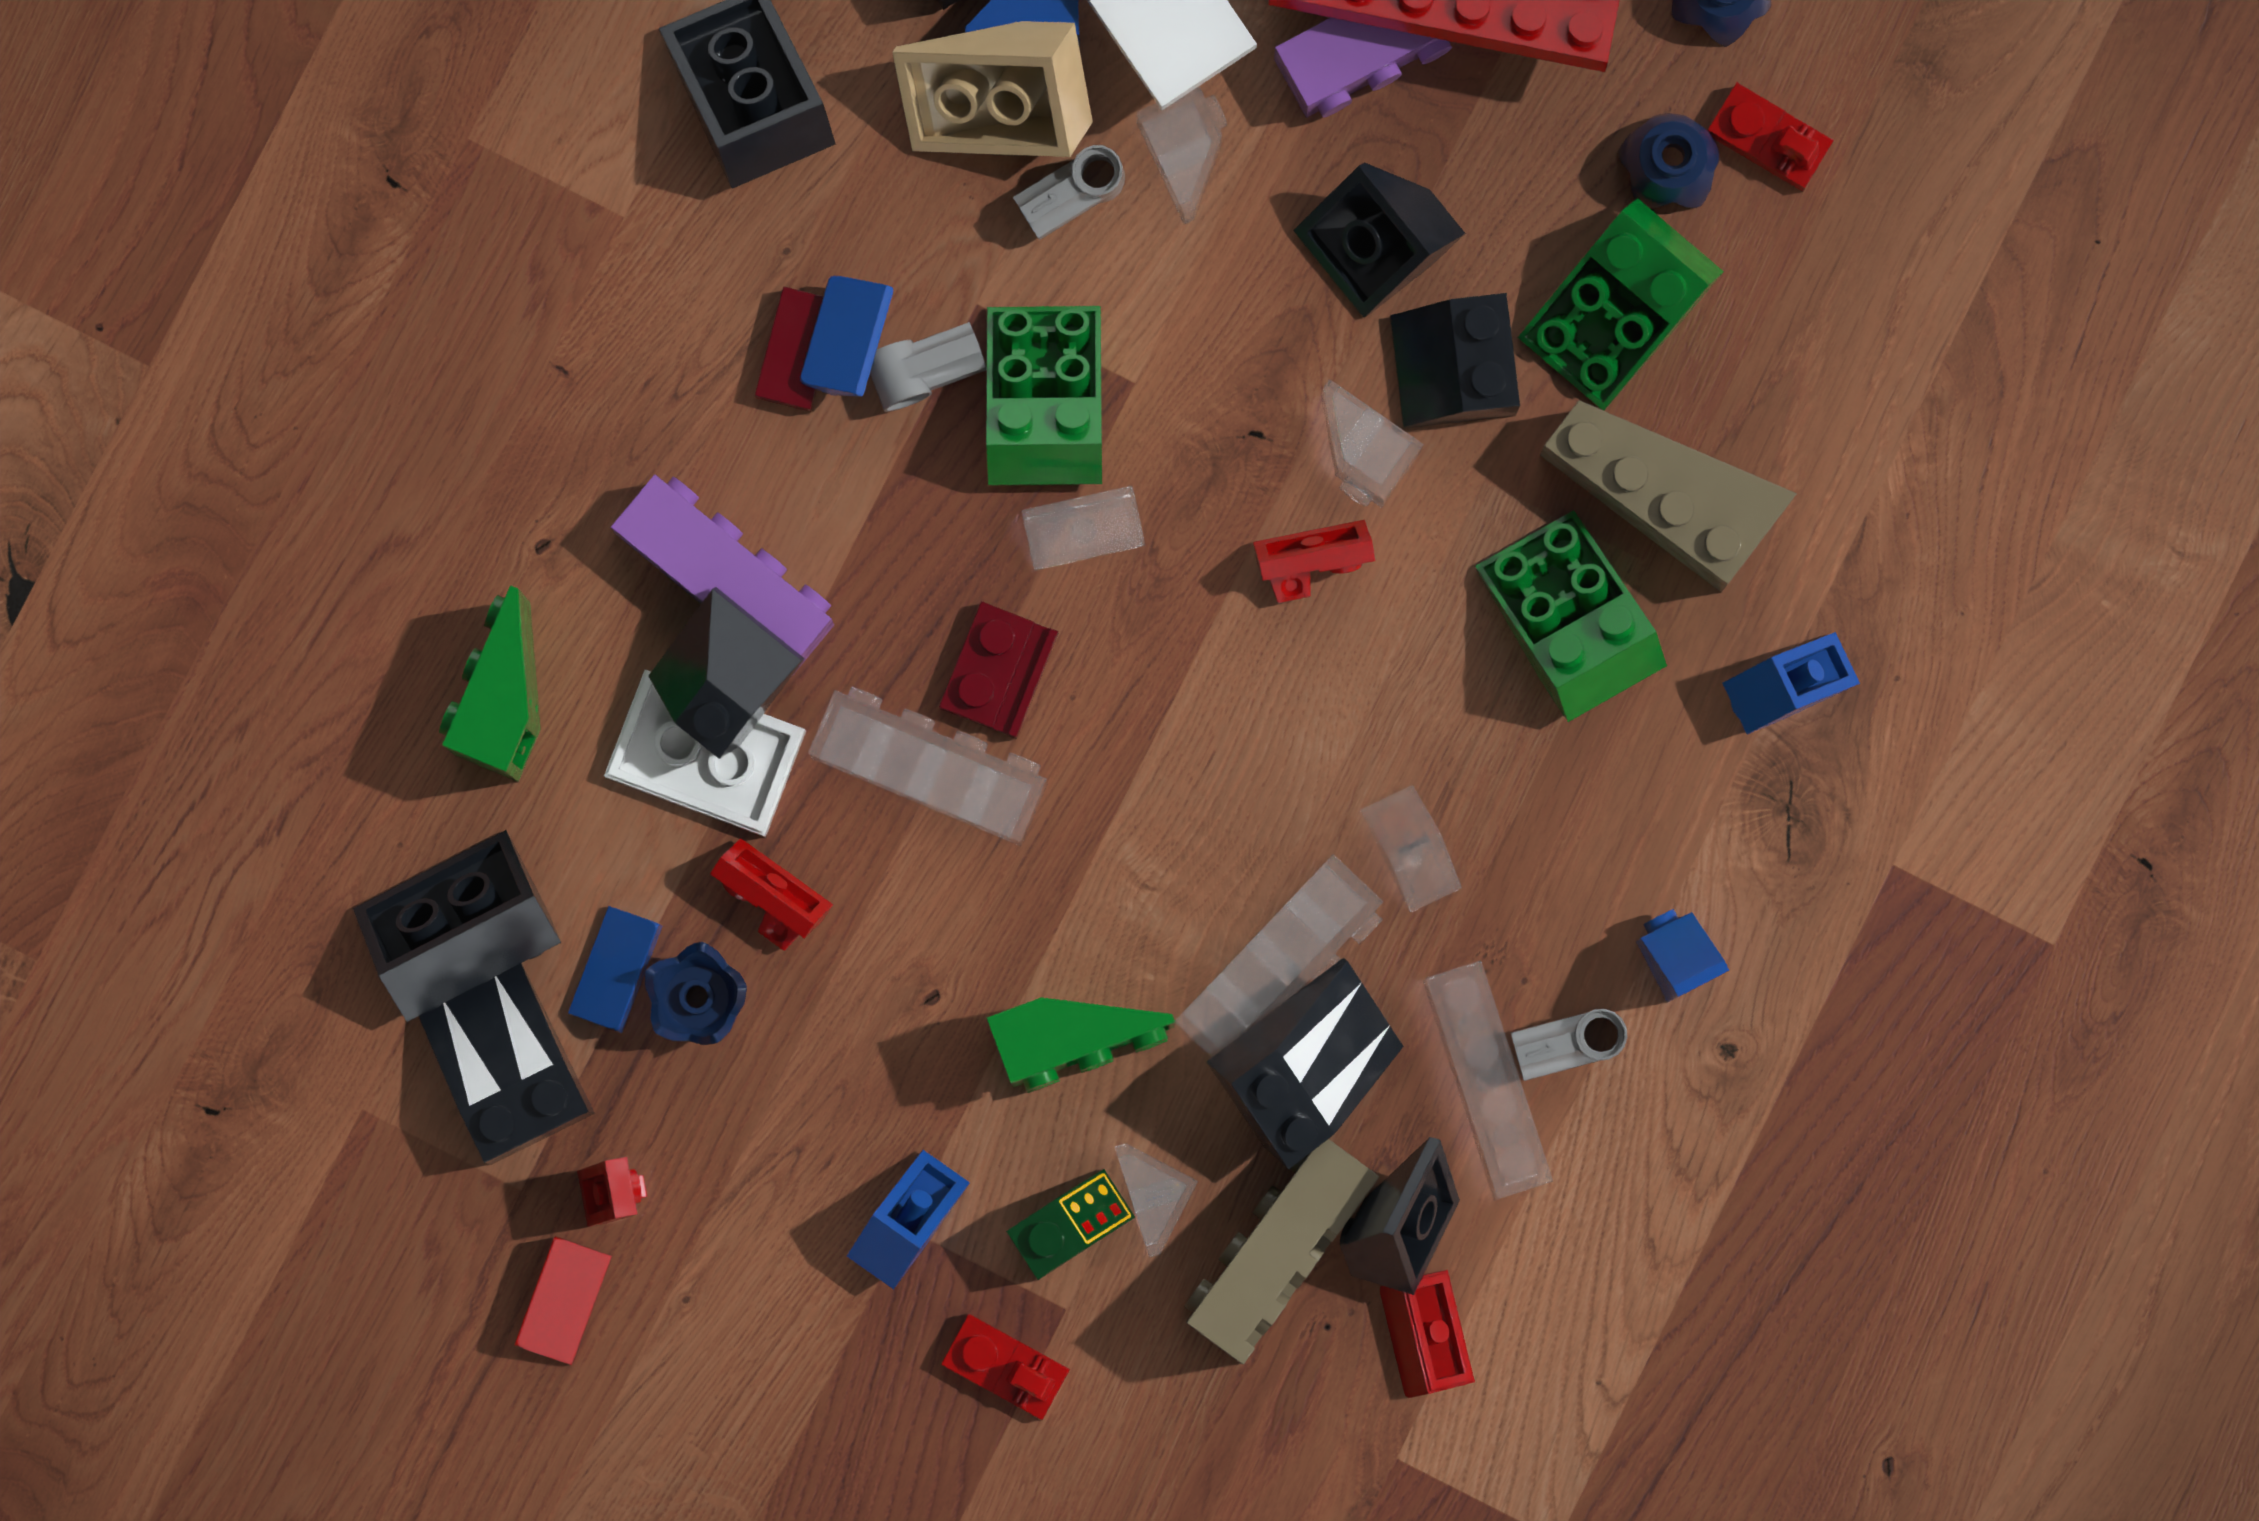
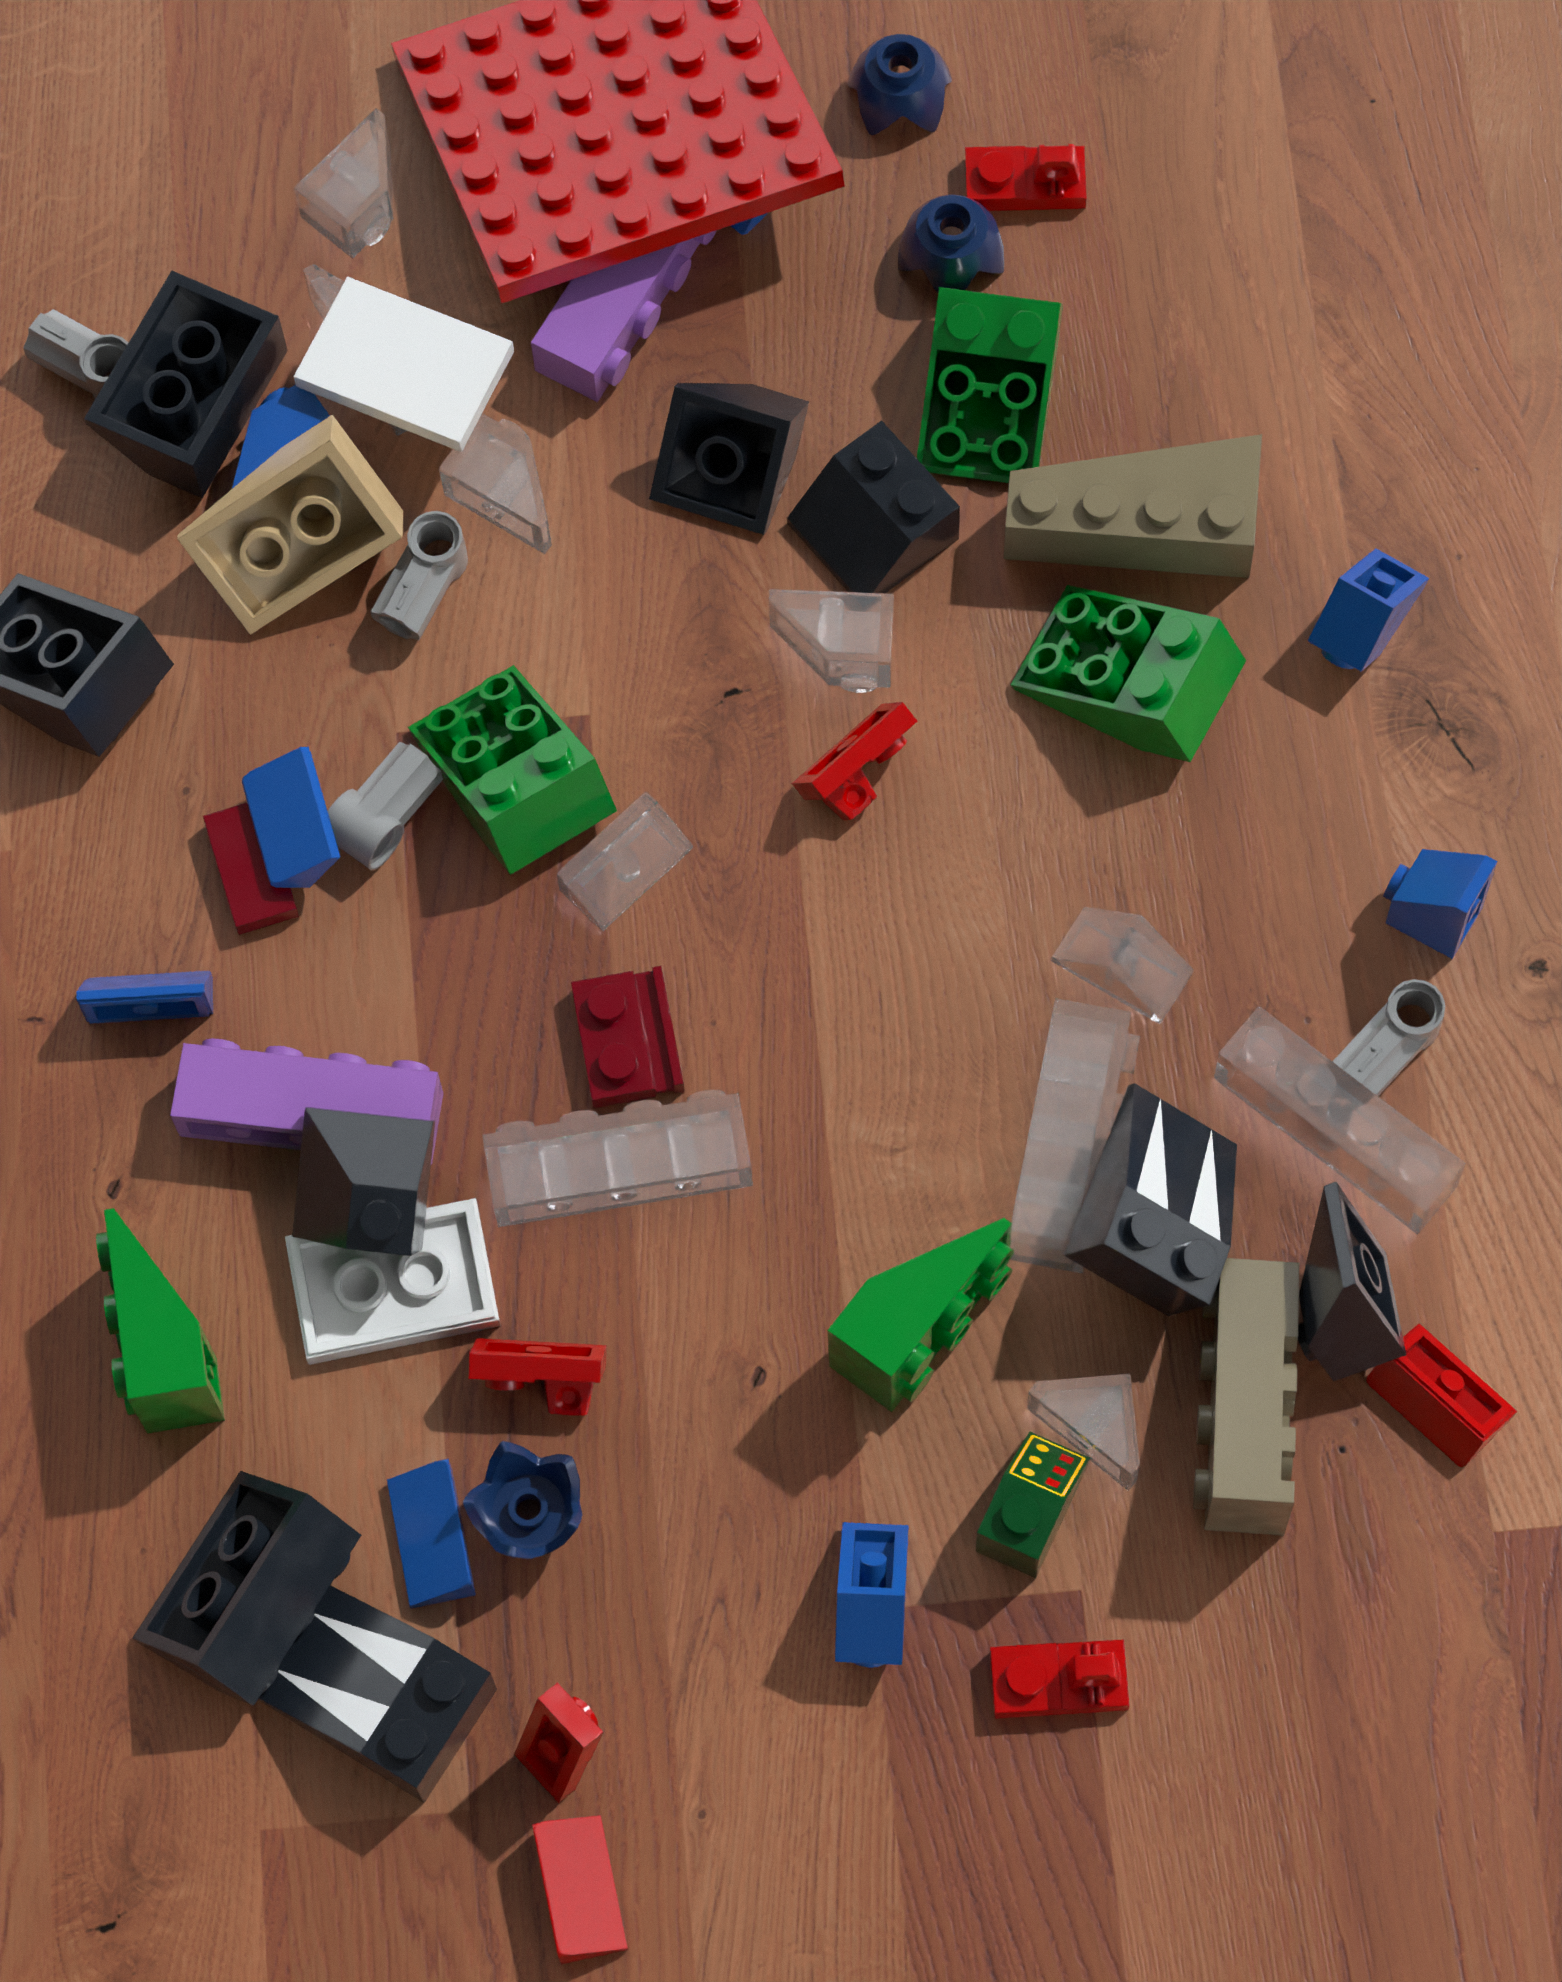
camera: 30 degrees left, 15 degrees down
(656, 405) = (146, 997): none -> blue slope

